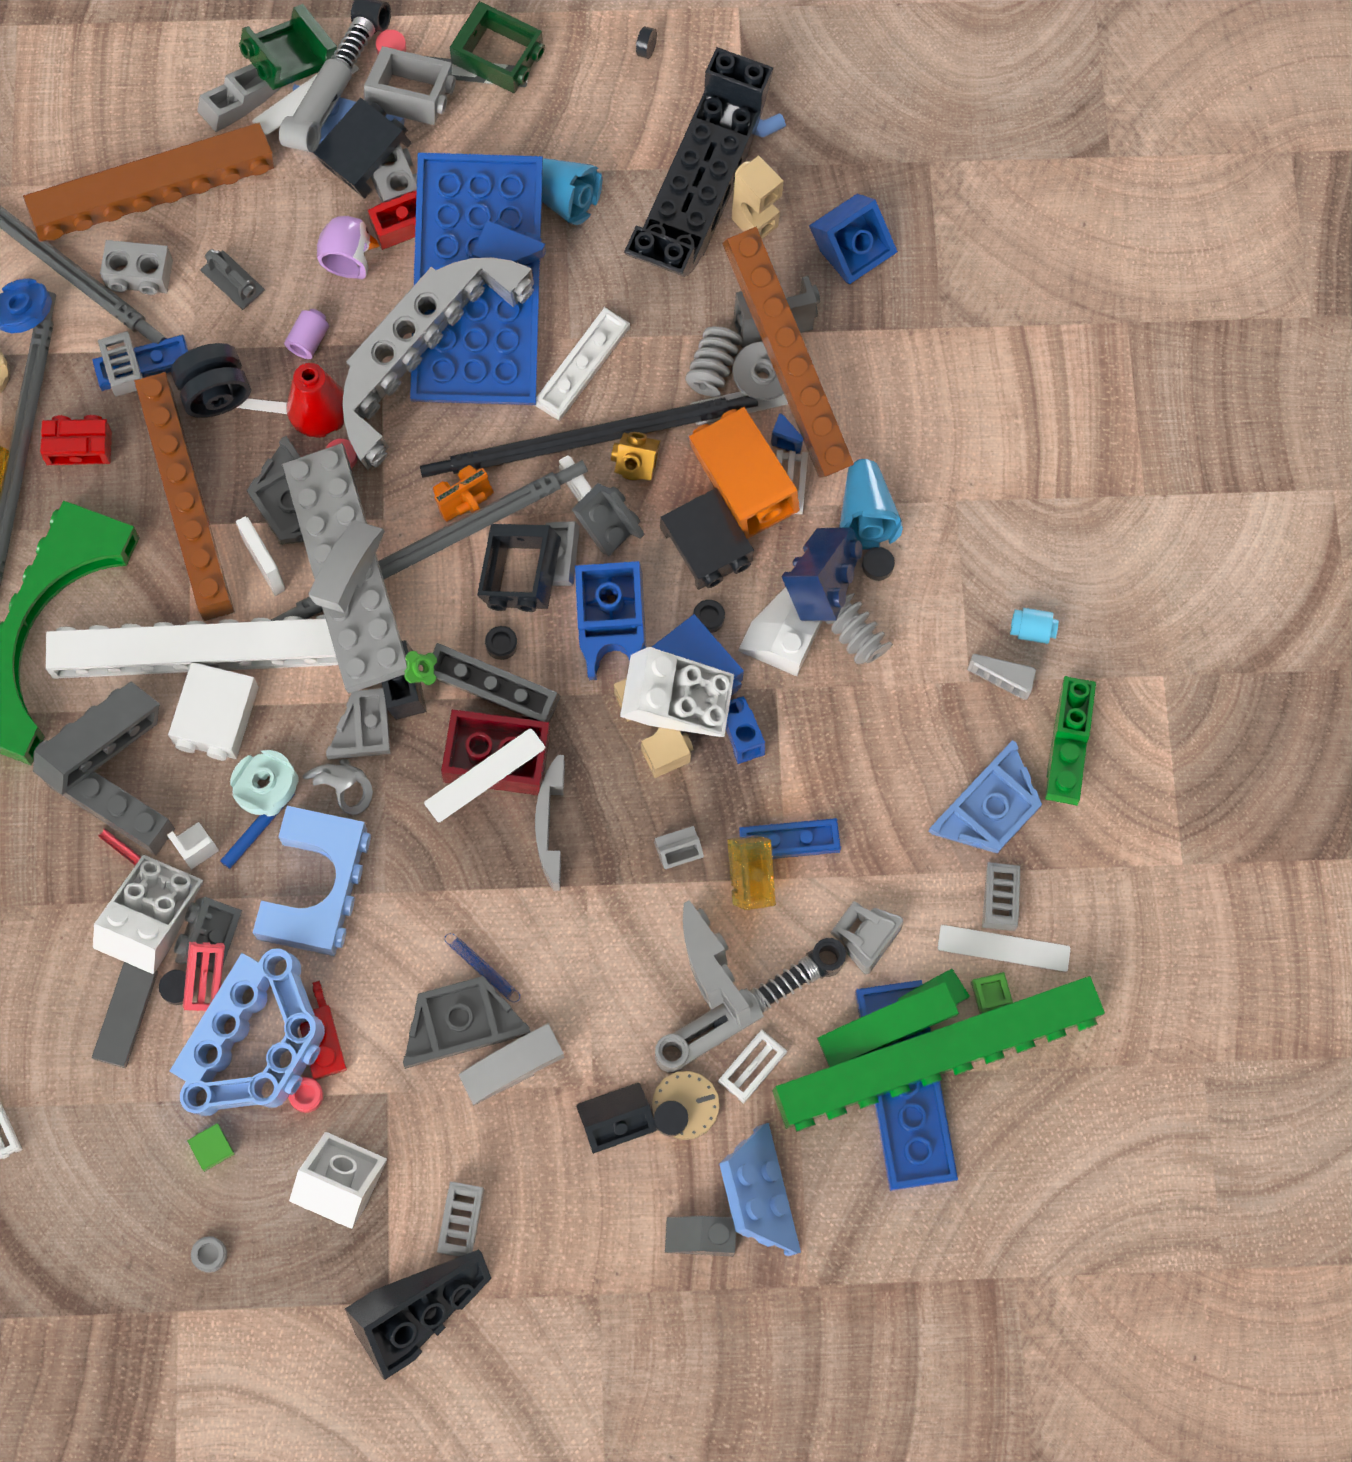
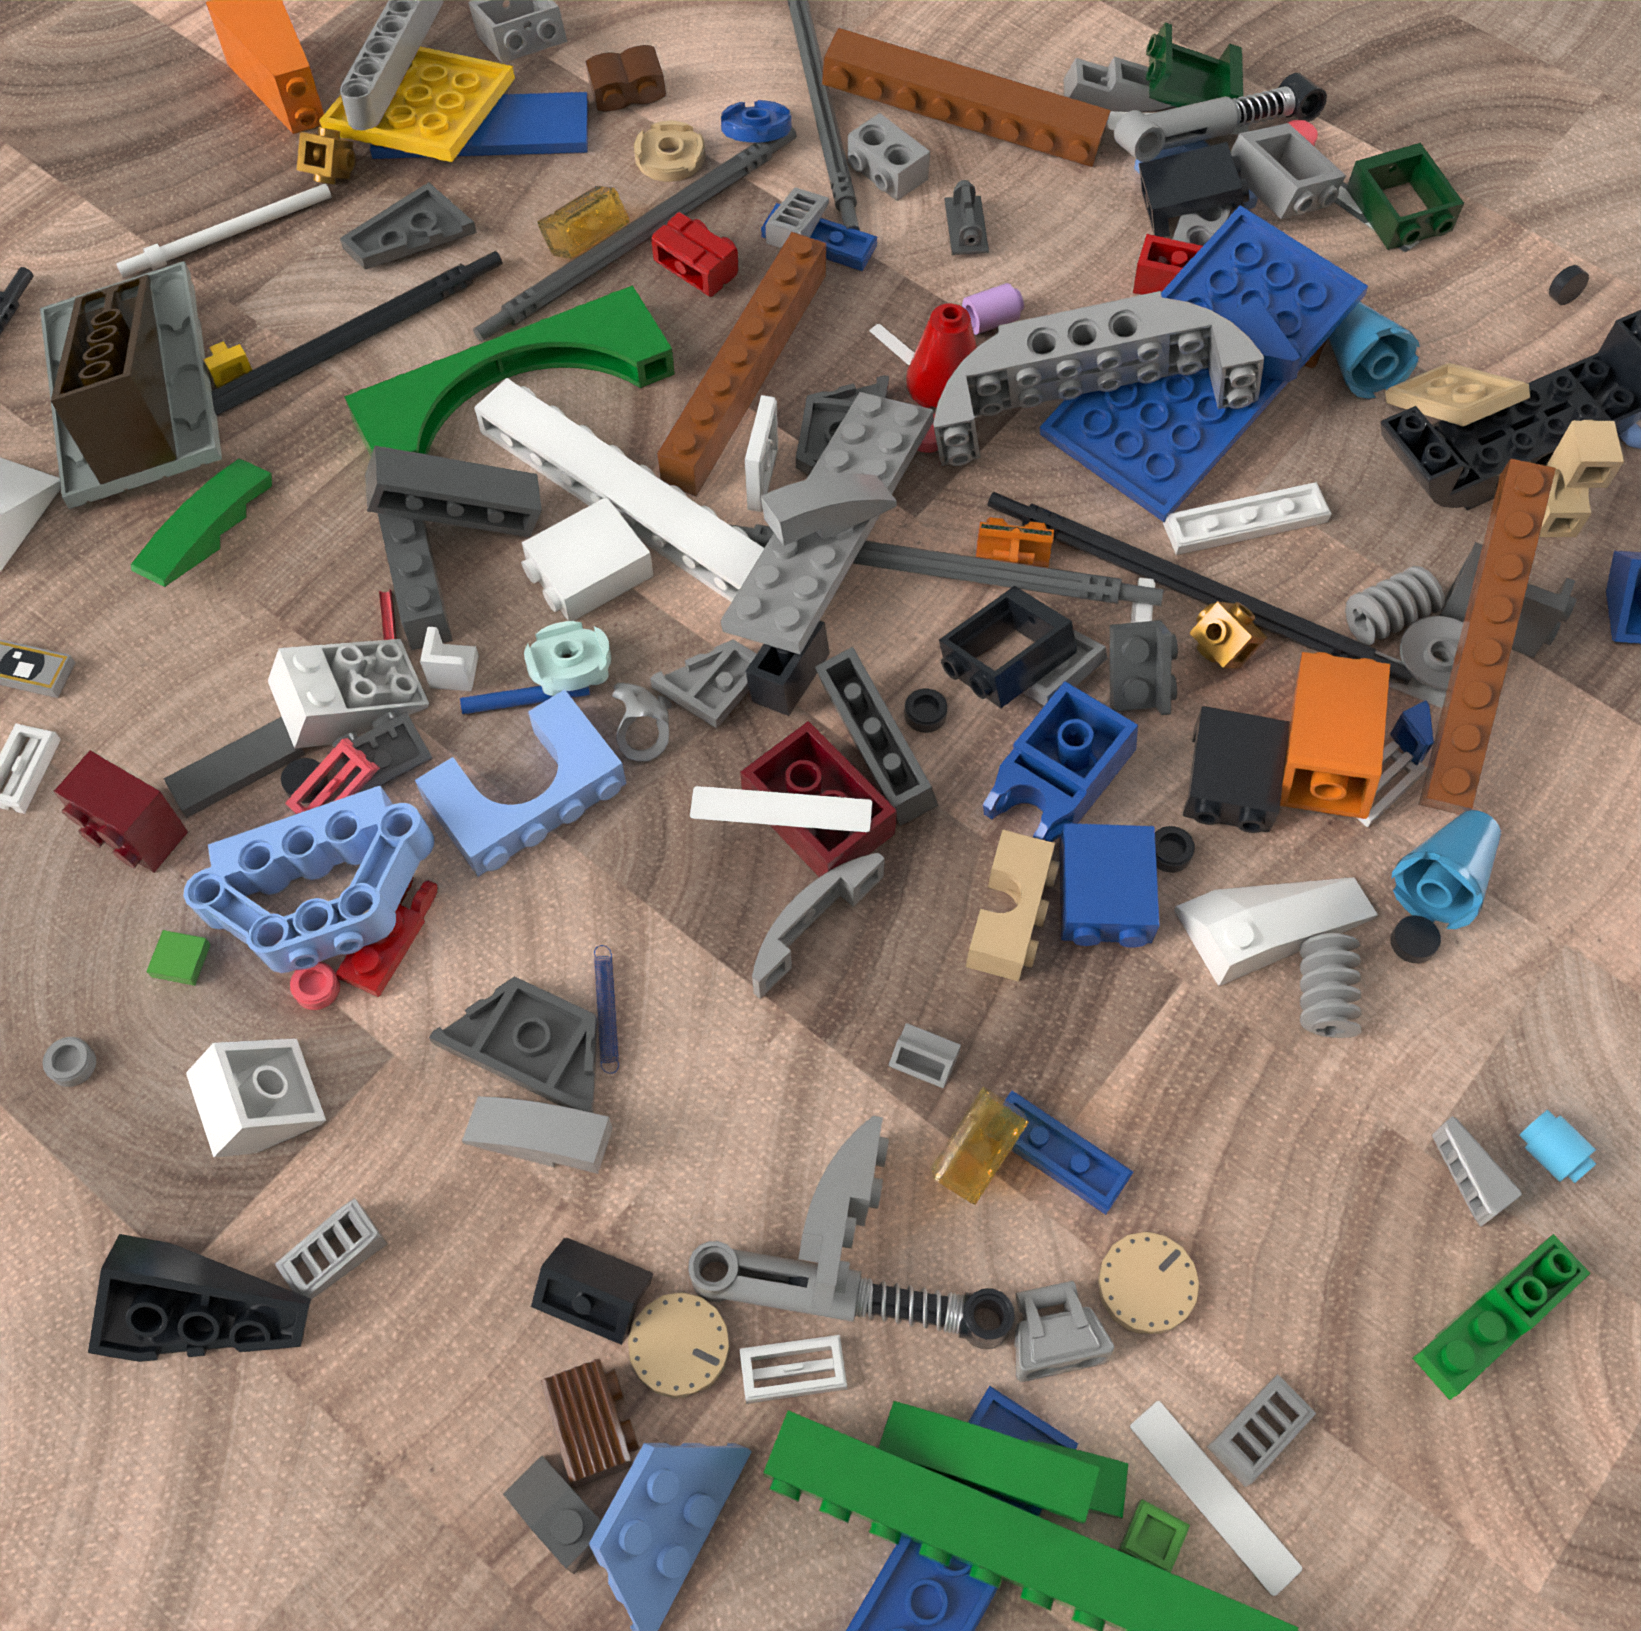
camera: 45 degrees right, 10 degrees down
(97, 1097) = (120, 812): none -> dark red brick
(210, 380) = (861, 278): black wheel -> none
(343, 247) = (1097, 259): lavender piece -> none
(412, 672) = (799, 655): bright green plate -> none
(643, 184) = (1457, 393): none -> tan tile
(671, 1118) = (645, 1343): black tile -> none
(676, 693) = (1062, 888): white slope -> none
(677, 1180) = (589, 1423): none -> reddish brown brick
(744, 731) = (1104, 991): blue leg -> none
(823, 573) = (1338, 889): dark blue wedge -> none
(890, 870) = (1148, 1283): none -> tan tile
(992, 805) = (1337, 1311): medium blue wing -> none

